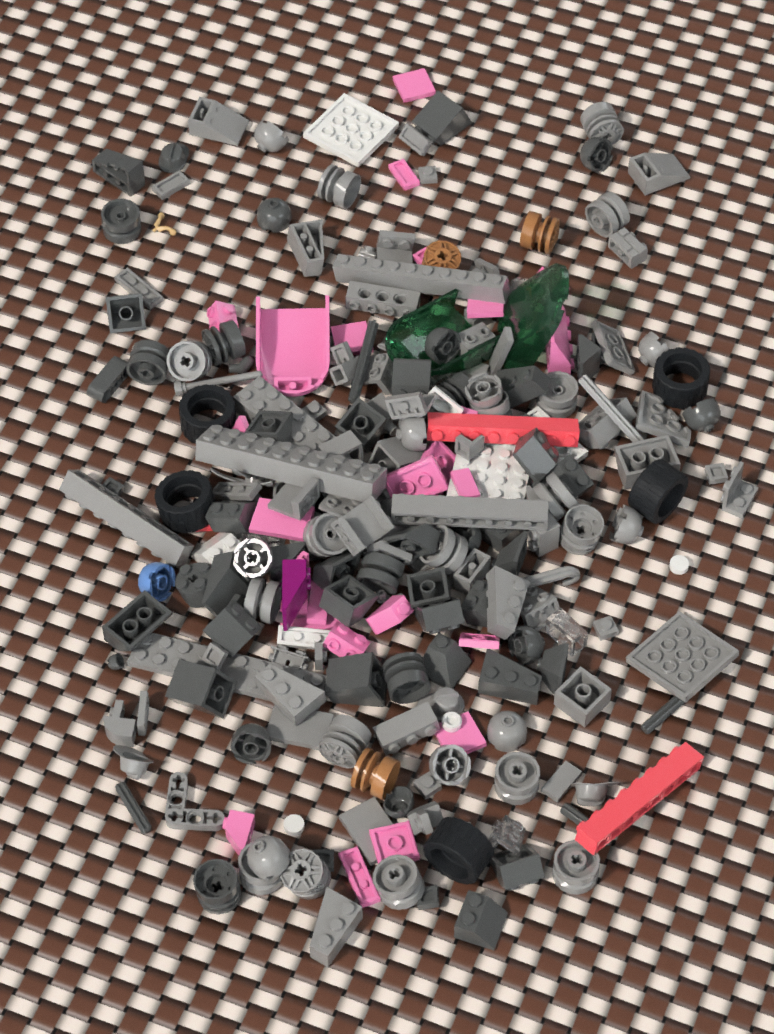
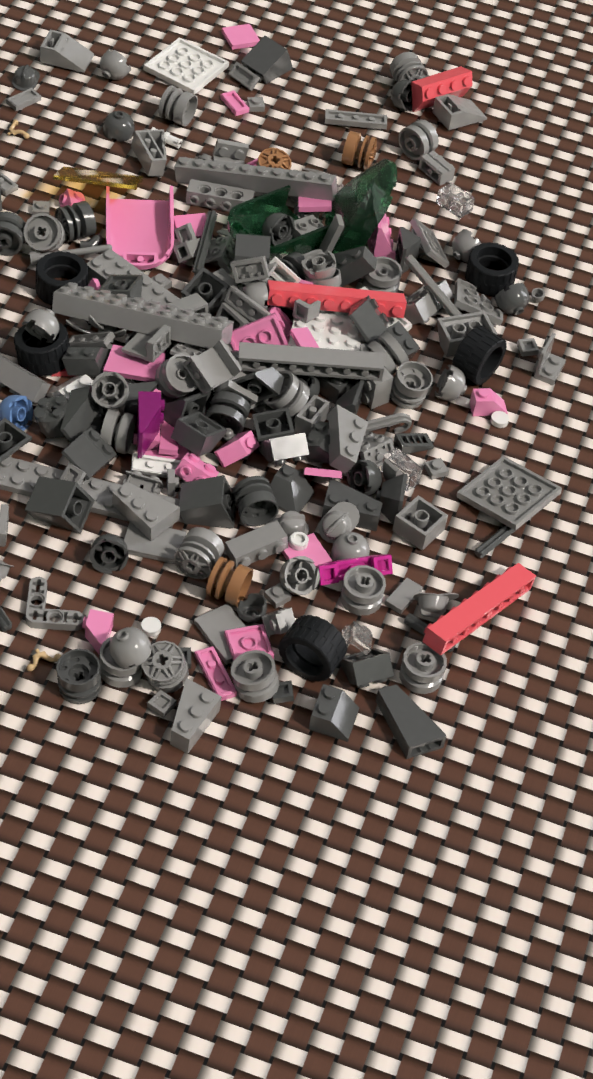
camera: 10 degrees left, 5 degrees down
(169, 875) = (30, 667): none -> tan piece
(183, 479) = (42, 324): none -> light grey cylinder
(187, 325) = (40, 207): none -> light grey plate
(249, 287) = (98, 178): none -> clear yellow piece
(302, 913) = (161, 703): none -> light grey plate
(329, 227) = (171, 140): none -> white pin
(402, 444) = (244, 304): none -> light grey tile
(488, 756) = (335, 571): none -> dark pink slope
(495, 697) = (338, 520): none -> light grey piece
(539, 188) = (355, 119): none -> light grey plate
(553, 637) = (390, 470): none -> light grey slope
(558, 930) = (409, 723): none -> dark grey slope
(568, 594) = (404, 440): none -> dark grey slope
(644, 138) = (453, 82): none -> coral slope
(646, 289) = (455, 200): none -> clear brick
(665, 545) = (485, 402): none -> bright pink slope
(735, 405) = (540, 293): none -> light grey hinge

